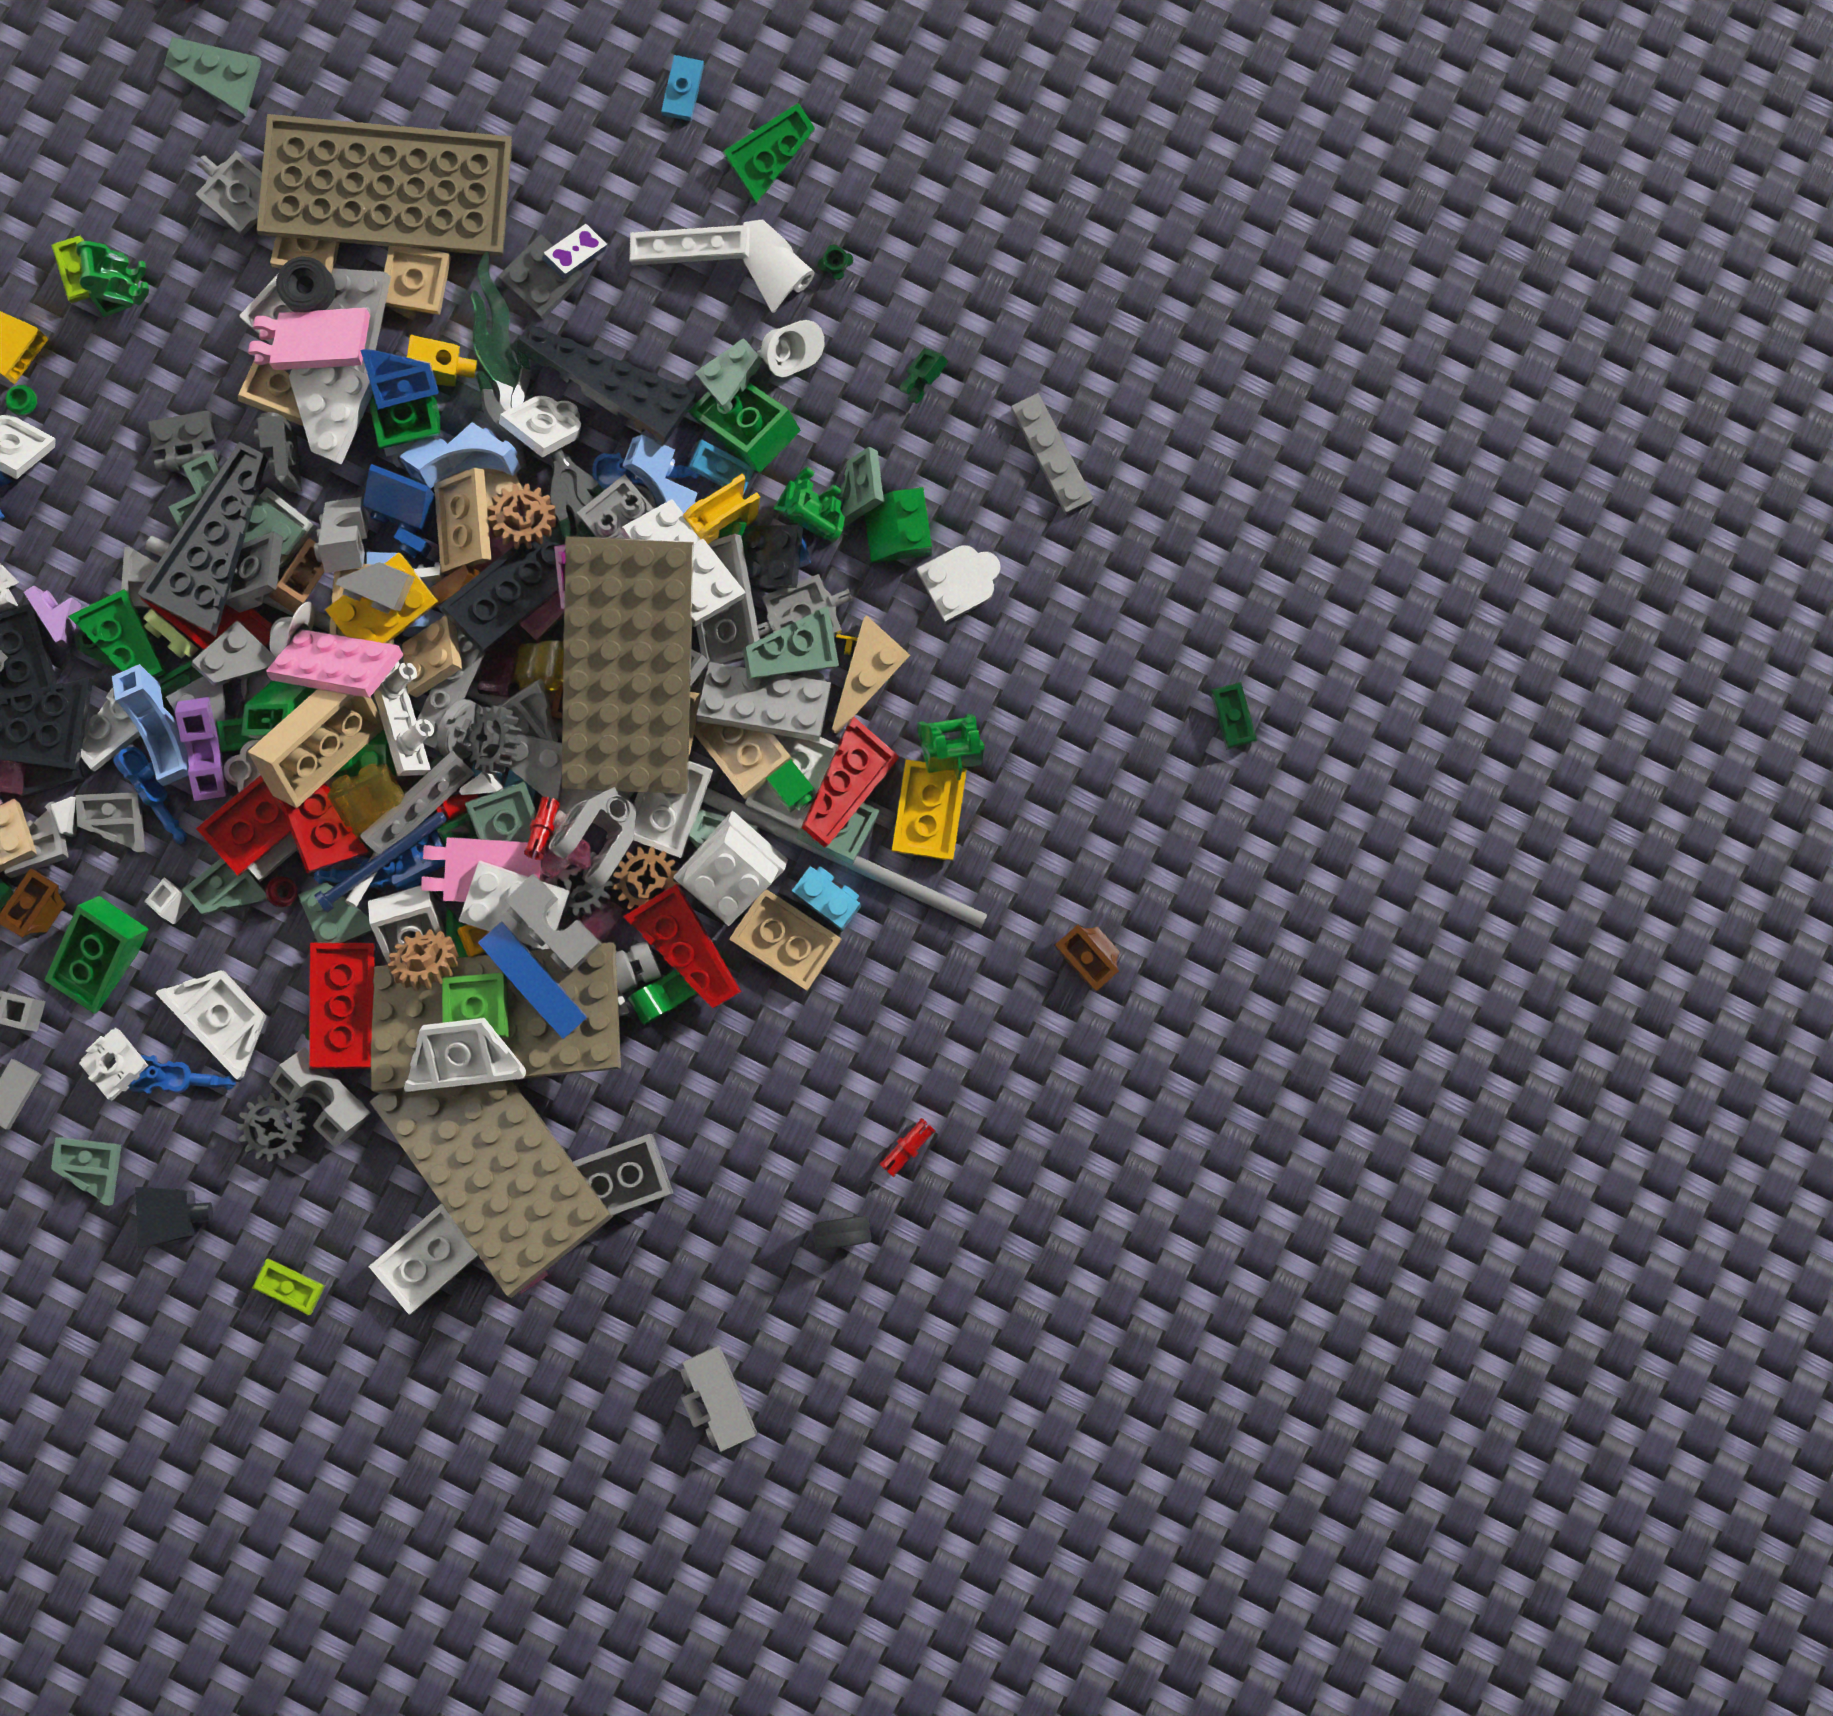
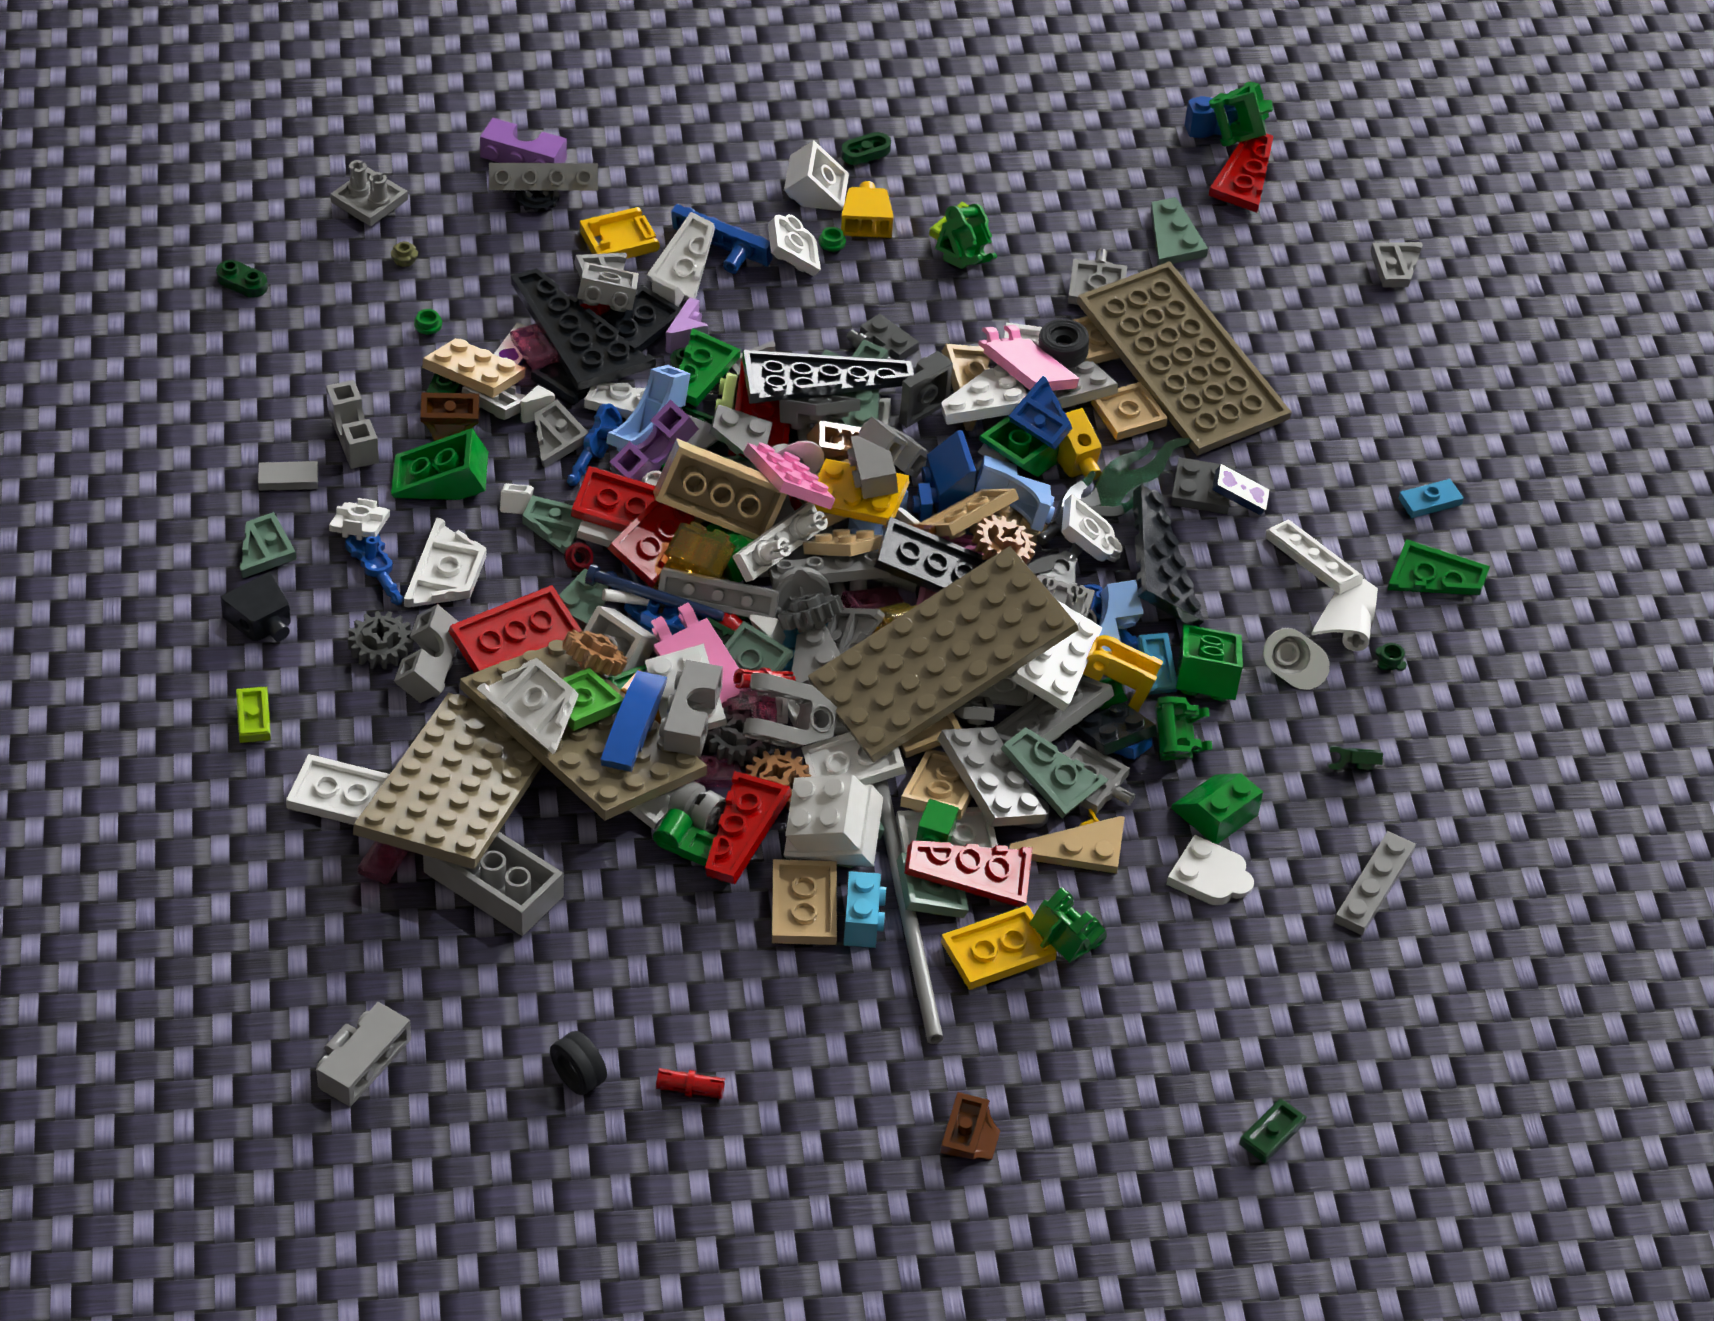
camera: 55 degrees right, 35 degrees down
(729, 373) = (1240, 631): sand green wing -> none
(861, 485) = (1226, 760): sand green wing -> none

